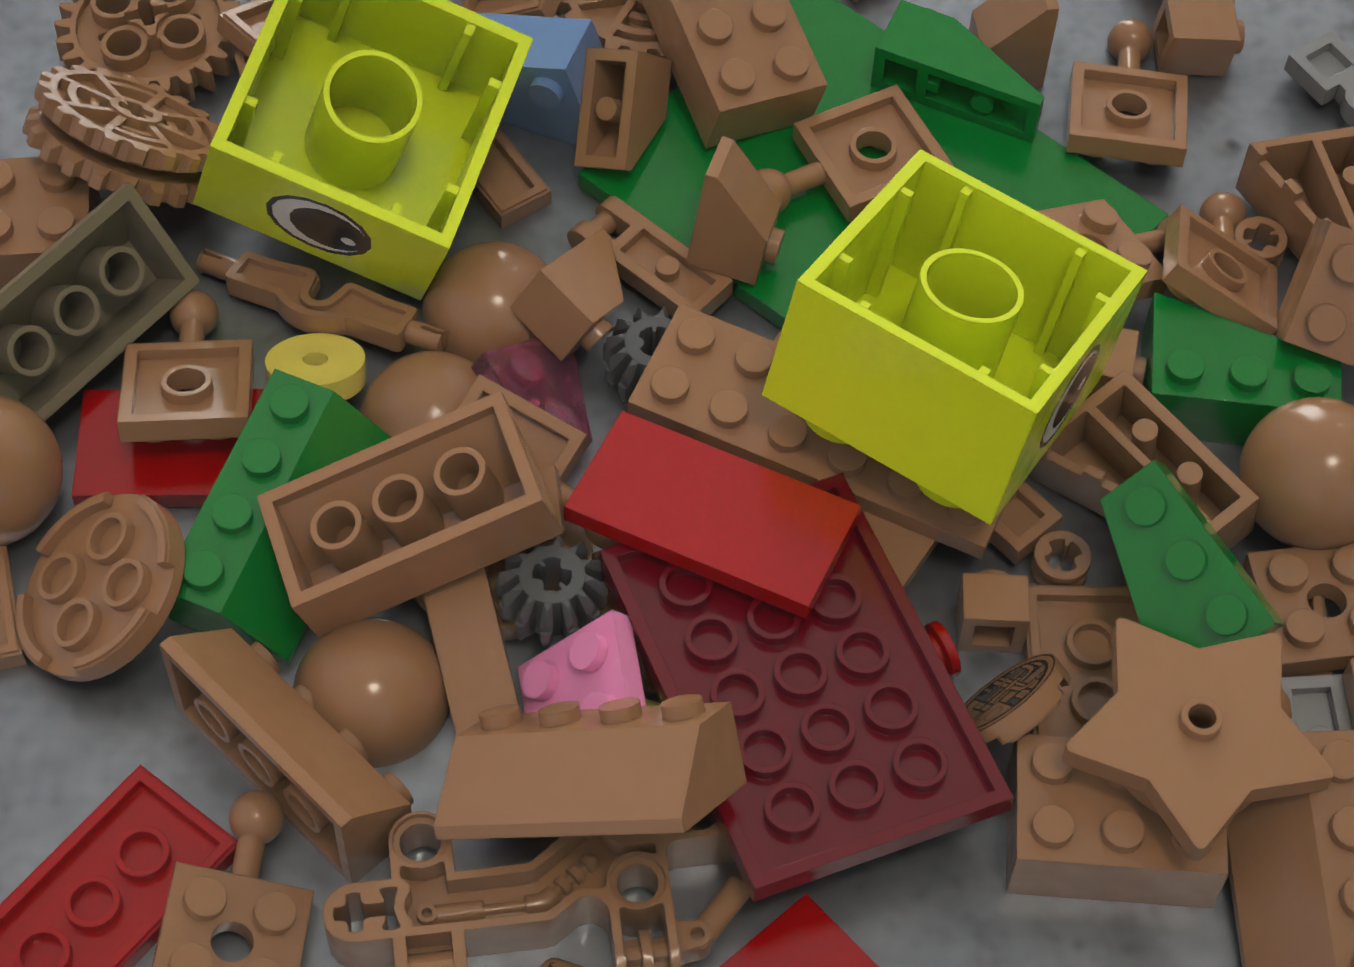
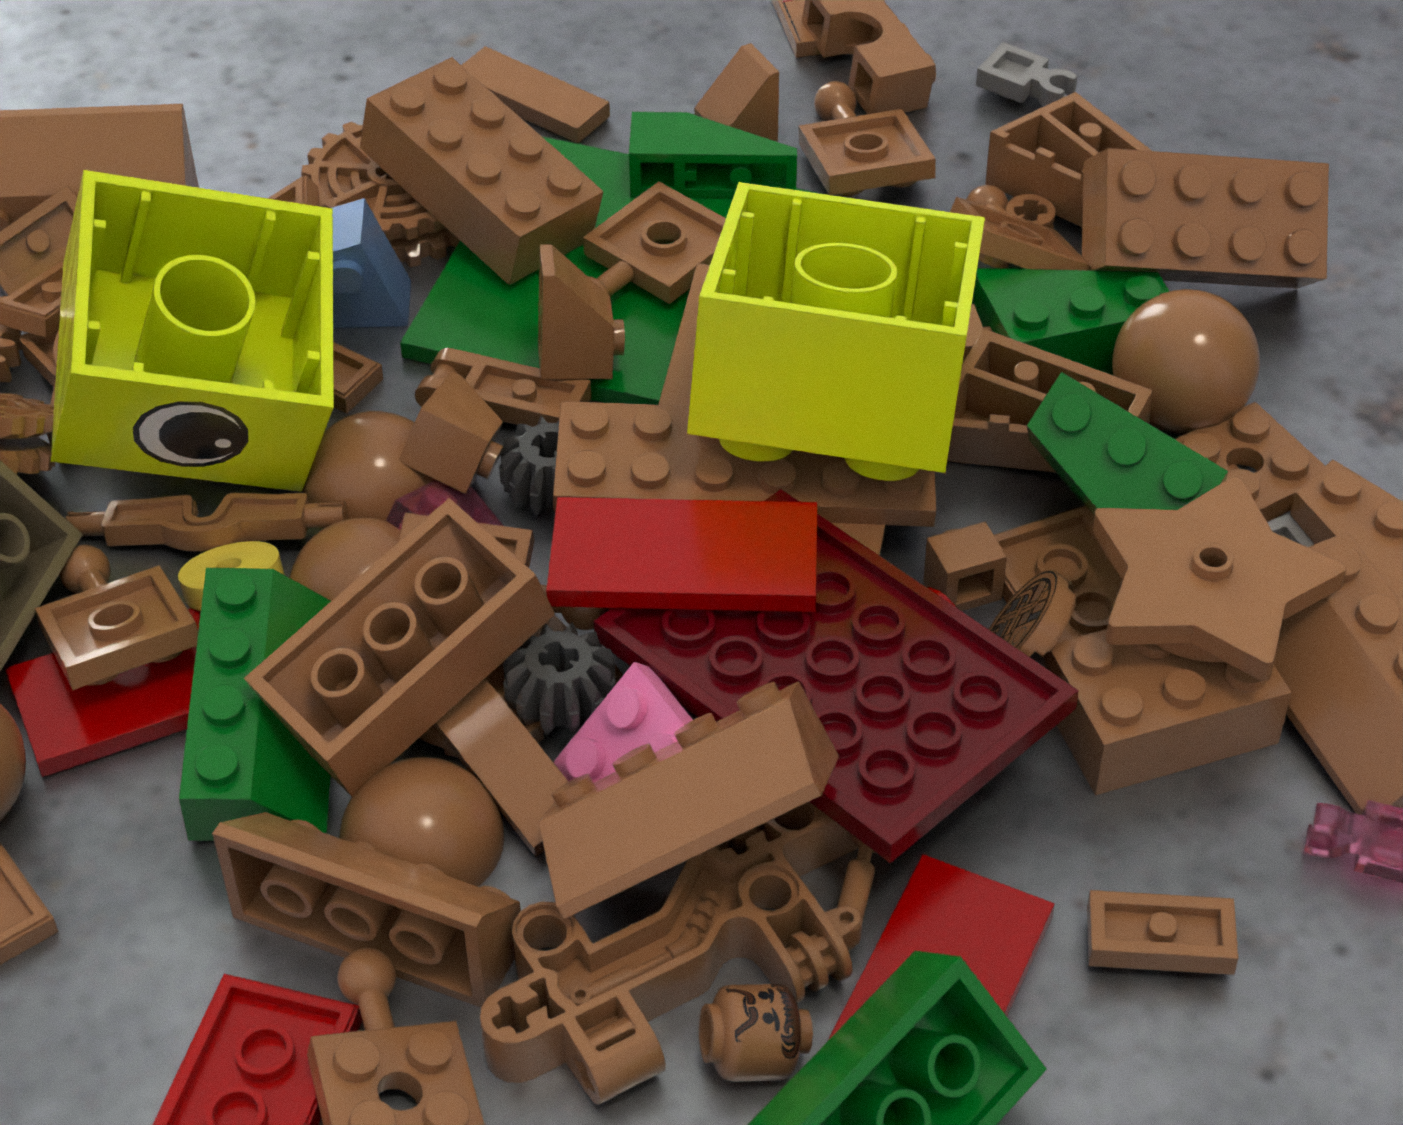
camera: 20 degrees left, 10 degrees down
(100, 586) = (112, 822): medium nougat tile -> none
(620, 107) = (416, 269): medium nougat slope -> none
(1024, 523) = (957, 492): medium nougat plate -> none
(1064, 544) = (1000, 498): medium nougat bush -> none

